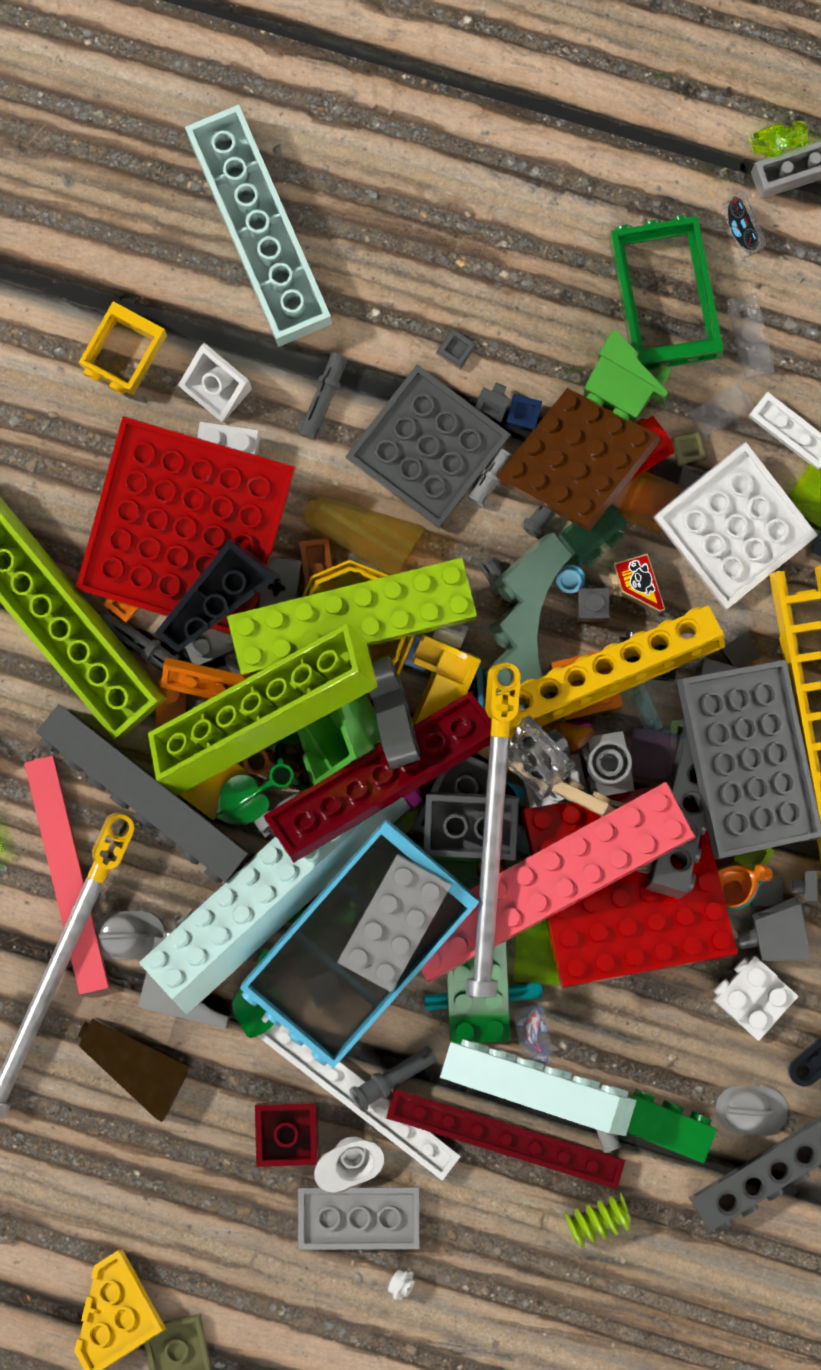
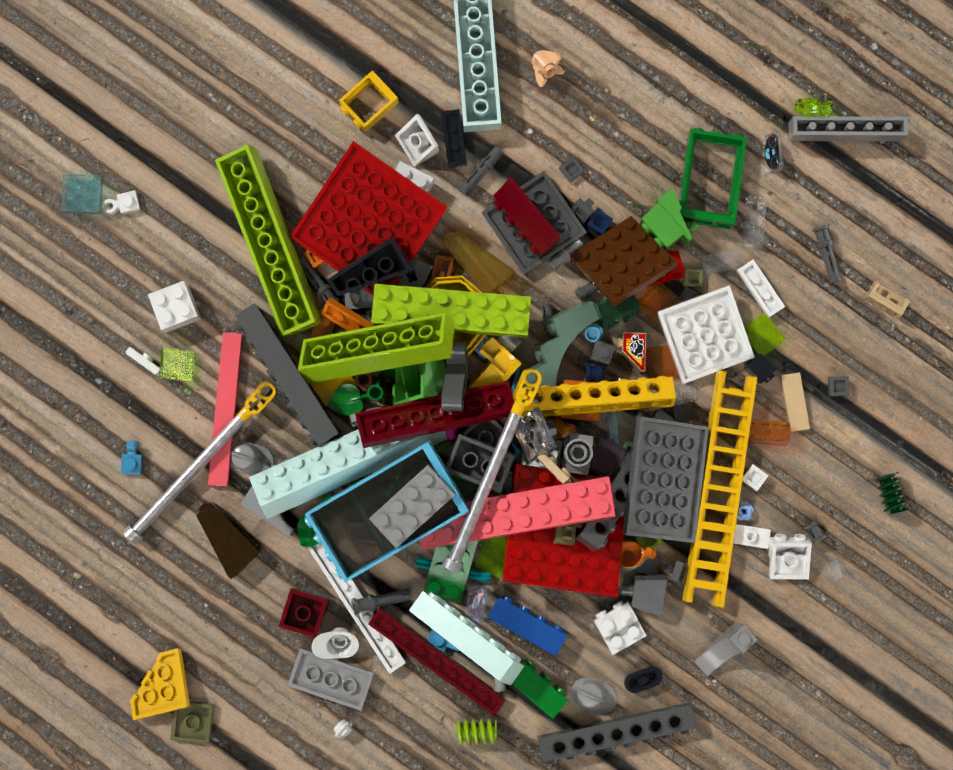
camera: 15 degrees right, 0 degrees up
(267, 361) = (453, 138): none -> black plate
(366, 208) = (546, 65): none -> light nougat brick
(415, 444) = (526, 218): none -> dark red slope
(499, 1108) = (439, 642): none -> dark azure plate
(590, 638) = (593, 373): none -> dark blue wheel
(620, 1041) = (526, 625): none -> blue brick
(630, 889) = (565, 535): none -> olive tile
(683, 589) = (660, 362): none -> clear orange piece

